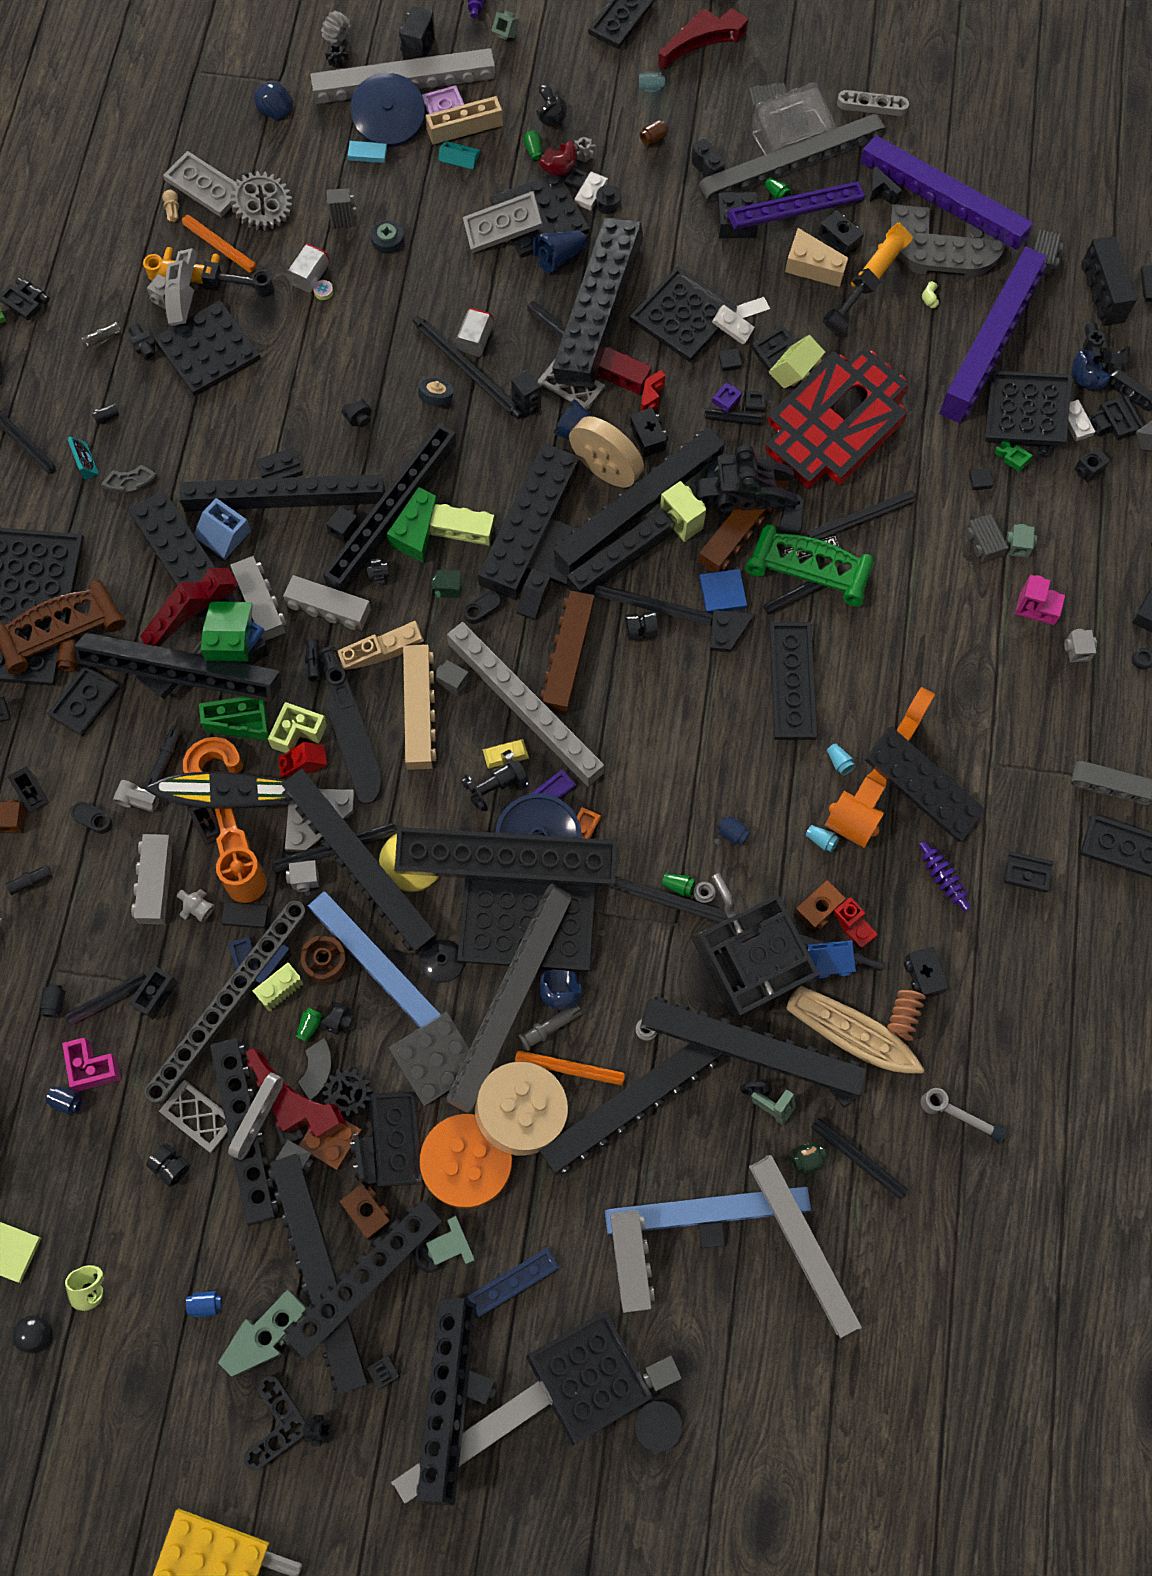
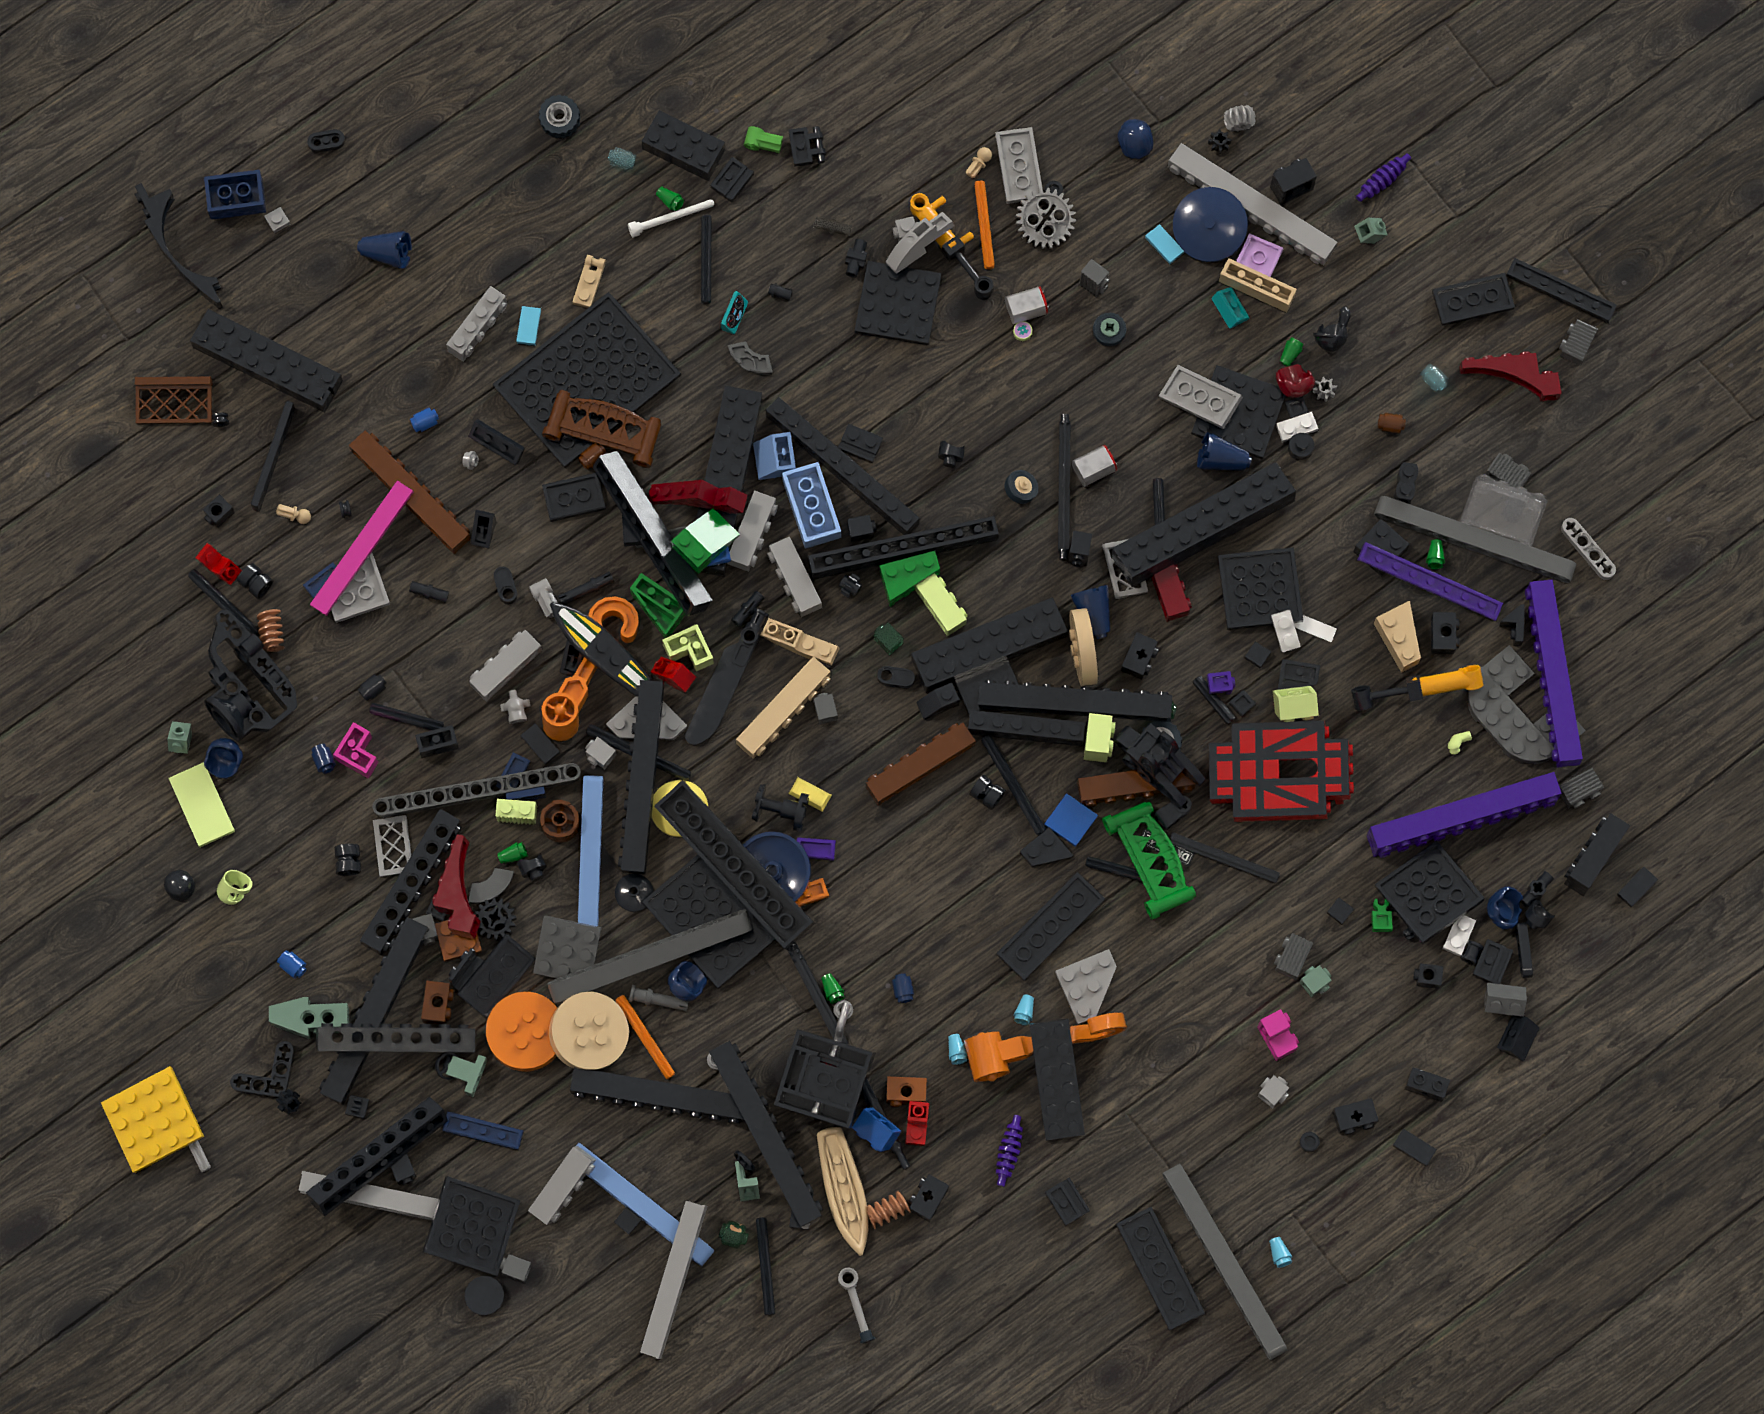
camera: 45 degrees right, 5 degrees up
(255, 1116) = (425, 880): light grey beam -> none
(286, 538) = (811, 505): none -> light blue brick
(525, 704) = (854, 772): light grey brick -> none
(652, 386) = (1164, 633): red slope -> none
(864, 698) = (1087, 984): none -> light grey plate

